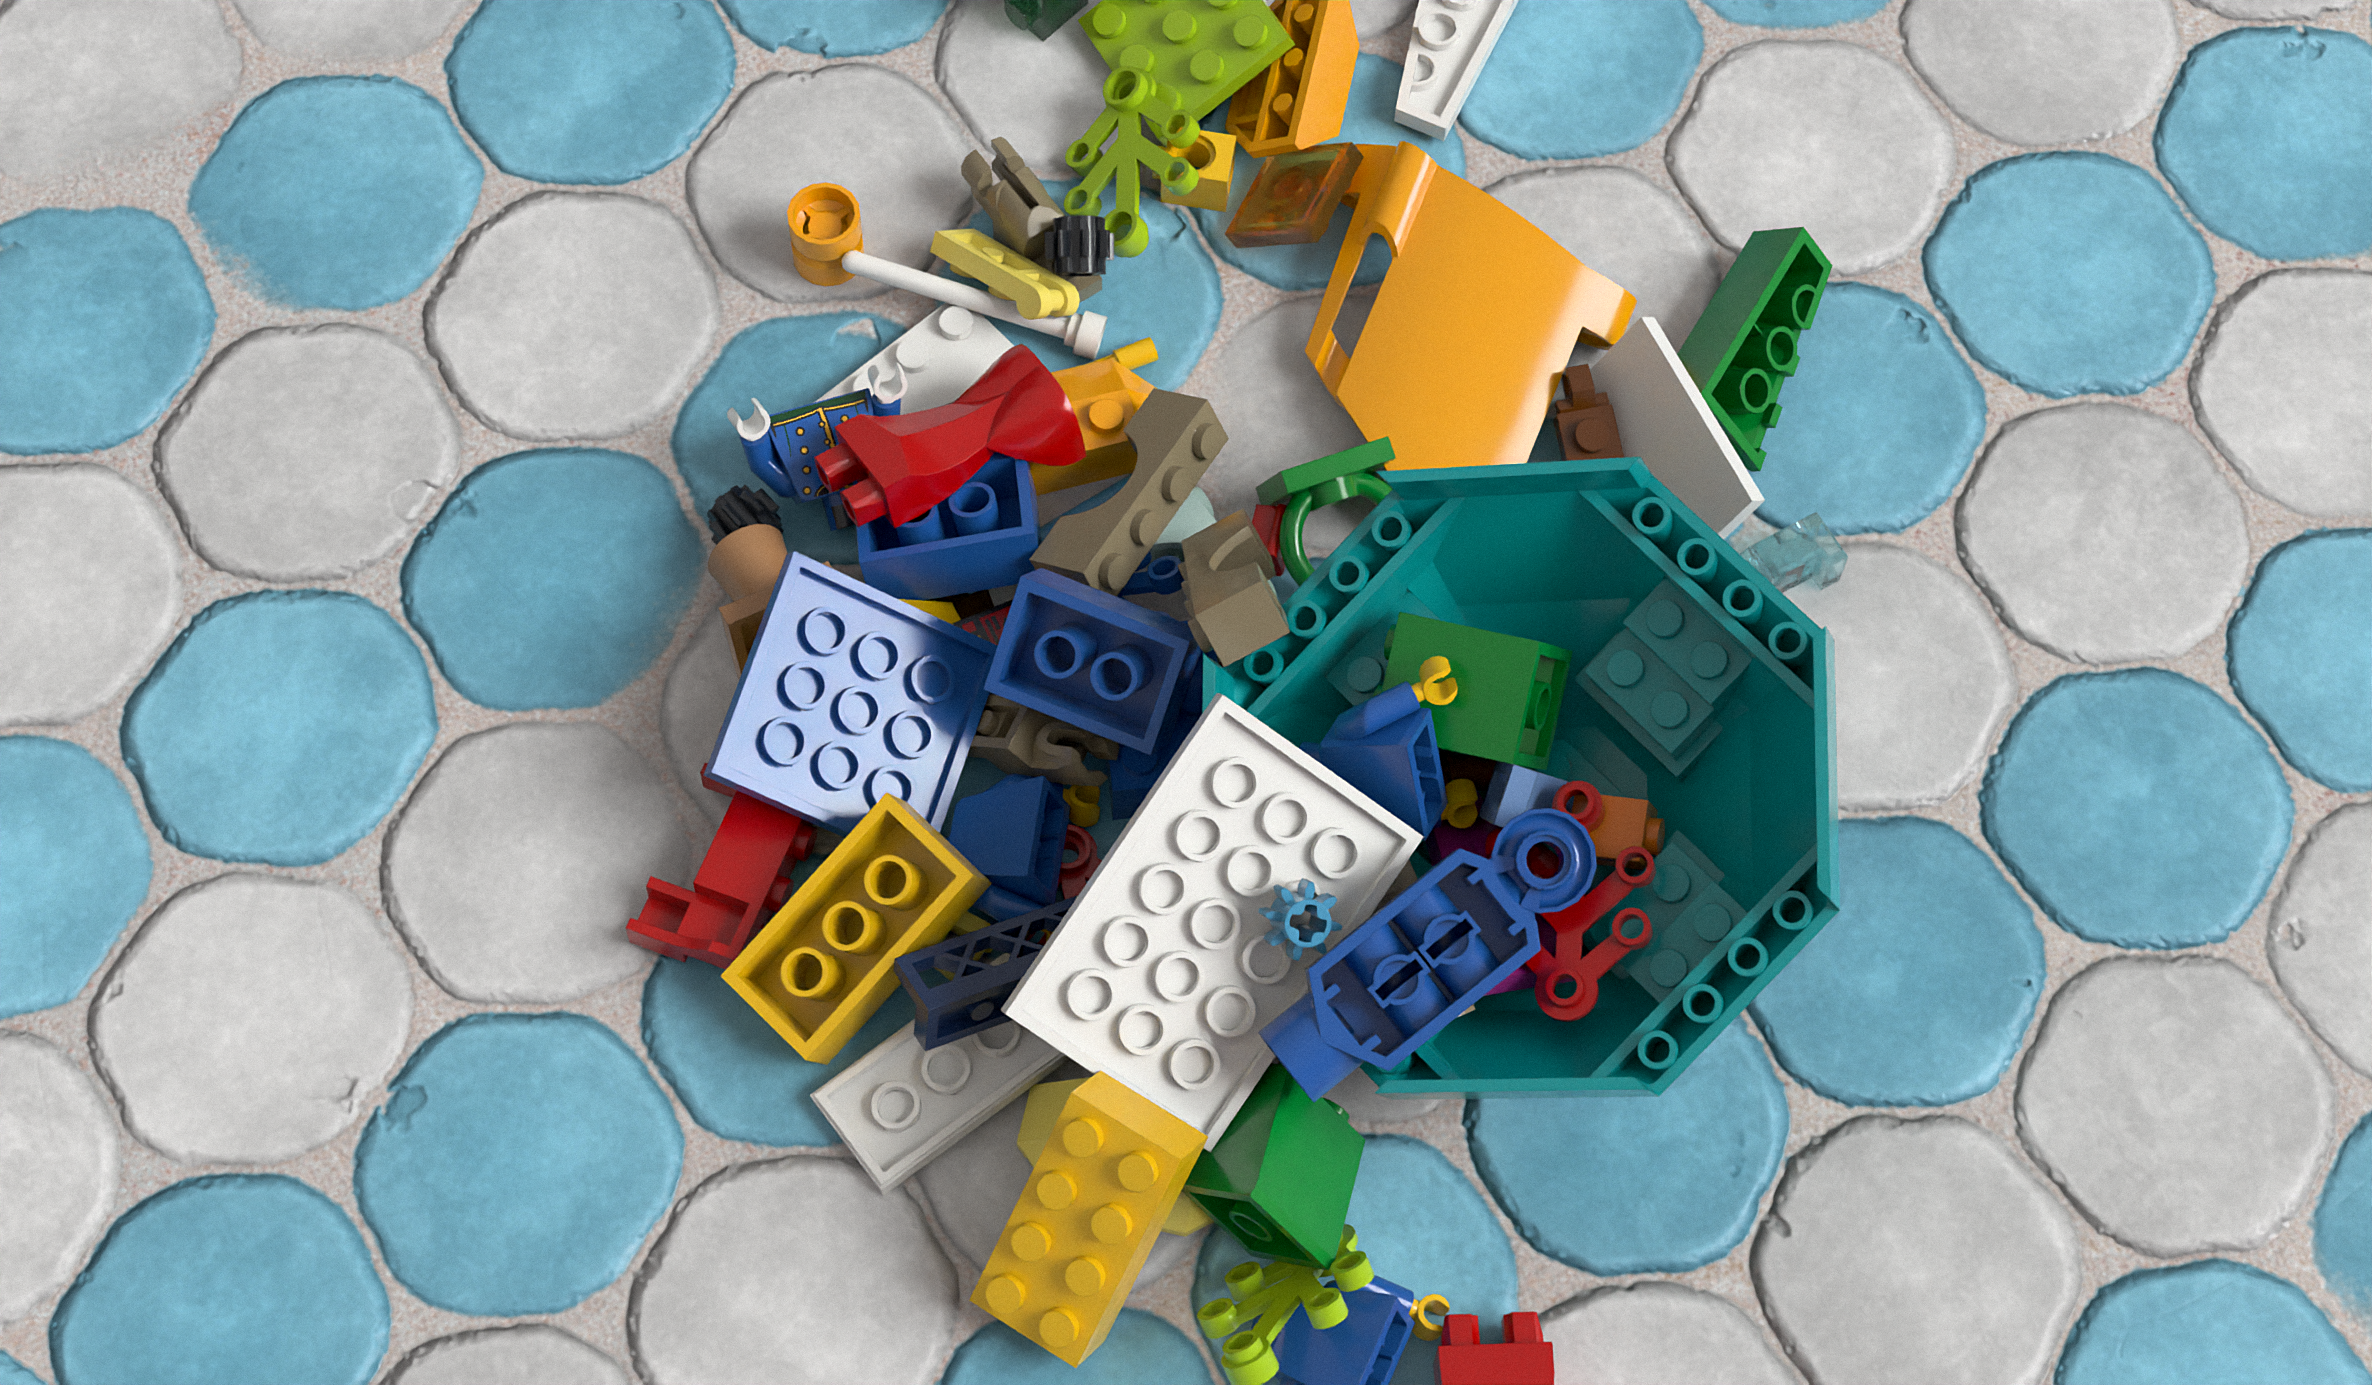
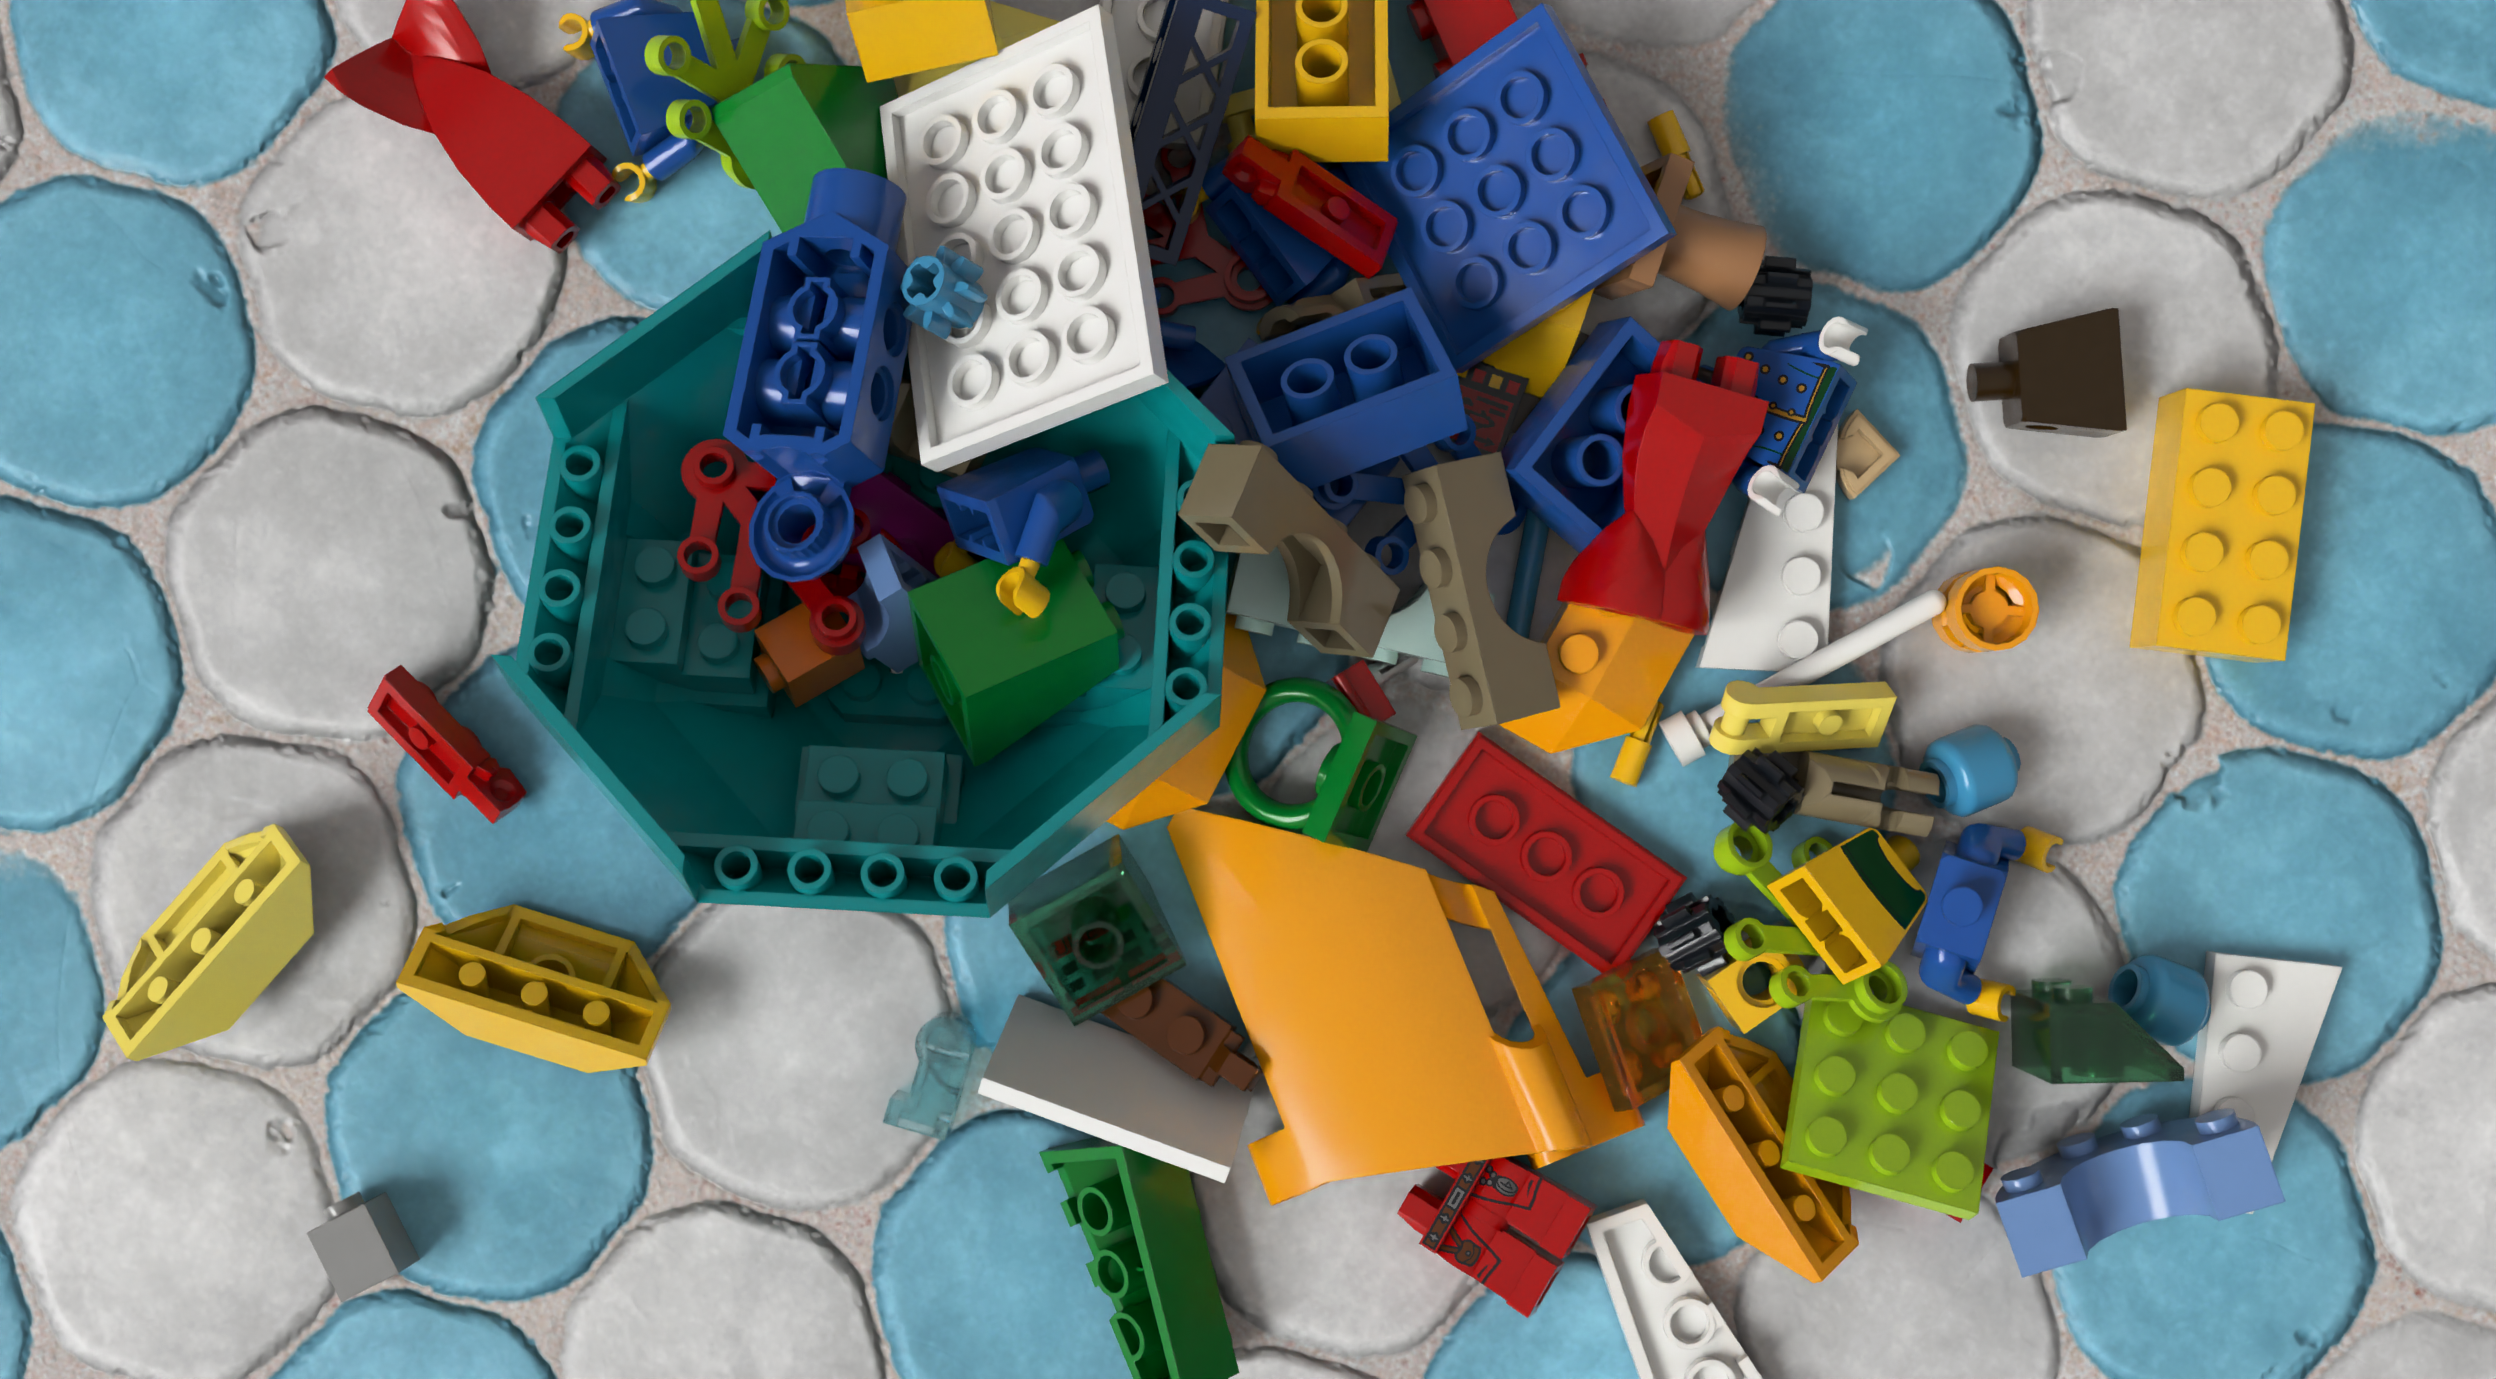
camera: 135 degrees right, 25 degrees up
(625, 323) = (2058, 377): none -> dark brown torso
(631, 155) = (2222, 525): none -> yellow brick
(703, 674) = (1671, 139): none -> yellow pin
(796, 389) = (1861, 454): none -> tan tile
(931, 162) = (1973, 769): none -> dark azure head
(985, 813) = (1314, 203): none -> red hinge
(1021, 89) = (1964, 908): none -> blue torso
(1089, 142) = (1855, 901): none -> yellow torso
(1204, 219) = (1694, 934): none -> black gear
(1249, 350) = (1545, 855): none -> red tile
(1503, 156) = (1475, 1222): none -> red hips
(1936, 1064) = (443, 746): none -> red hinge
(2004, 837) = (540, 988): none -> yellow wedge
(2225, 1078) = (215, 946): none -> light yellow wedge
(2291, 800) = (362, 1244): none -> light grey brick

